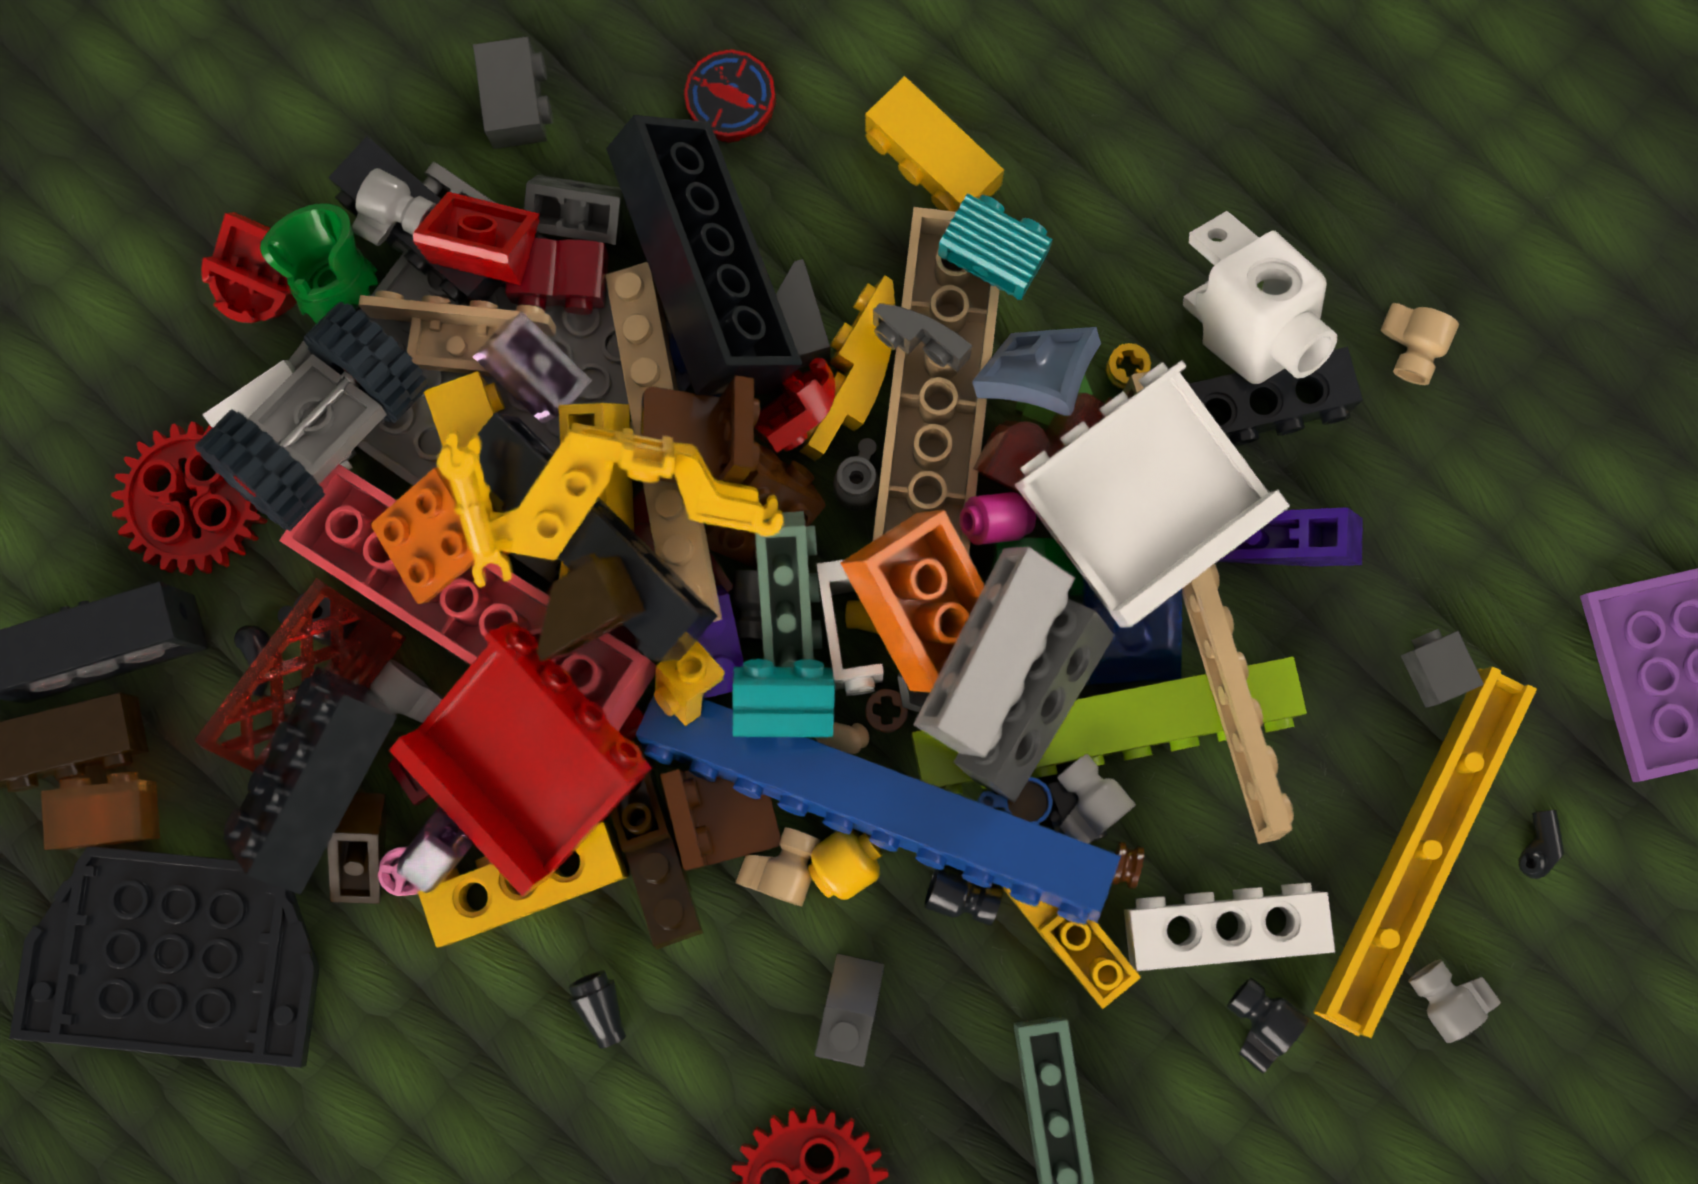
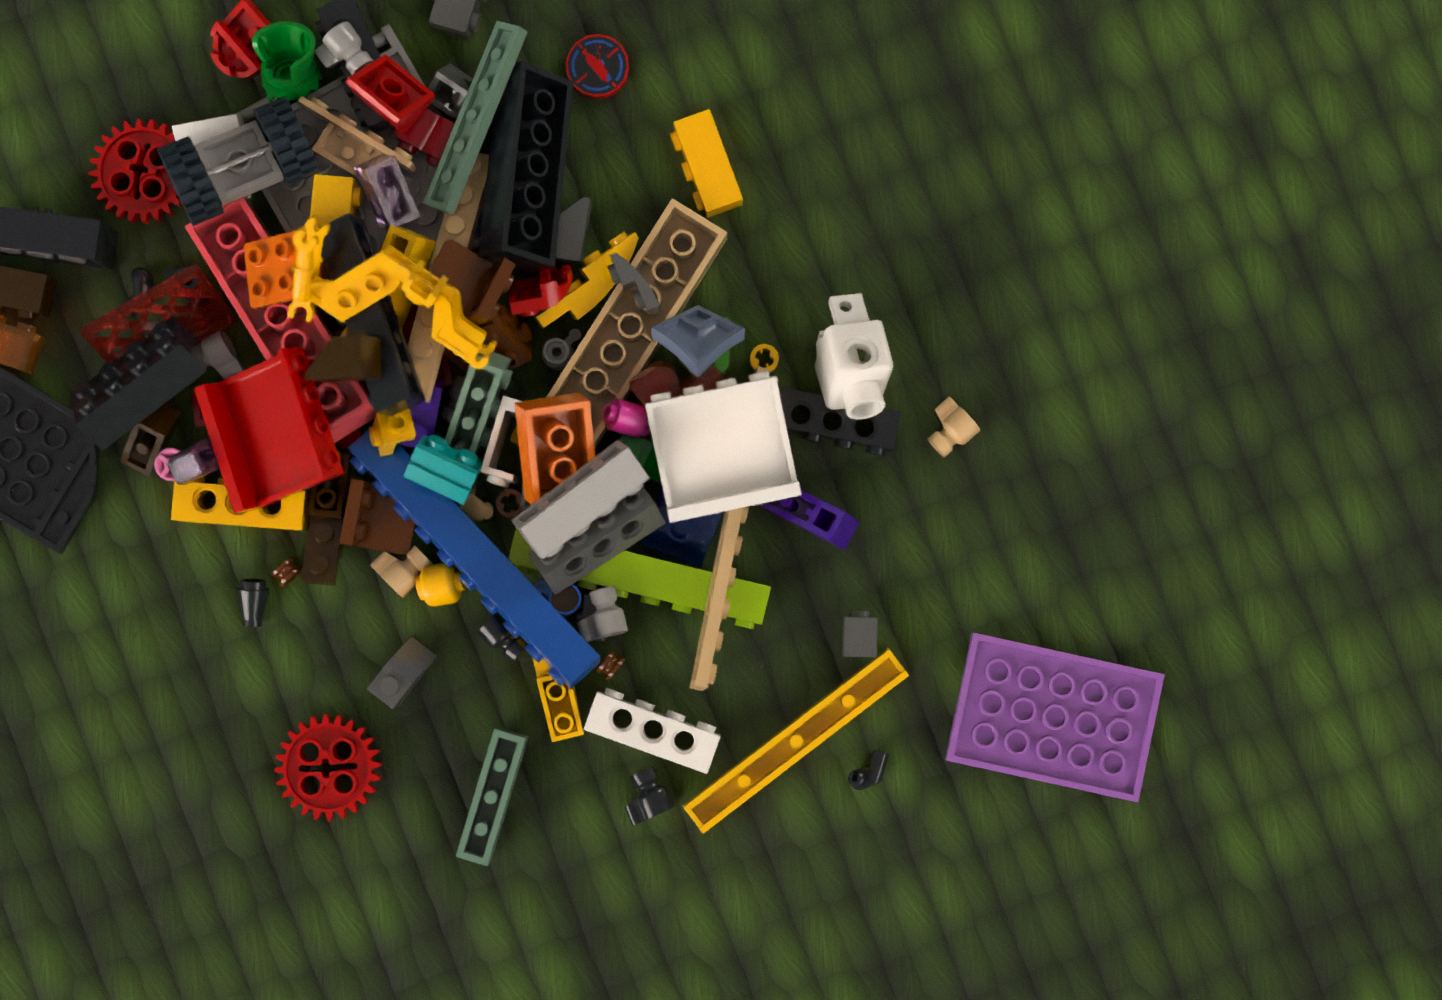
camera: 15 degrees right, 5 degrees up
(606, 217) = (475, 117): none -> sand green plate
(627, 945) = (286, 572): none -> reddish brown bush
(995, 245) = (707, 247): teal brick -> none
(1453, 1008) = (764, 840): light grey piece -> none

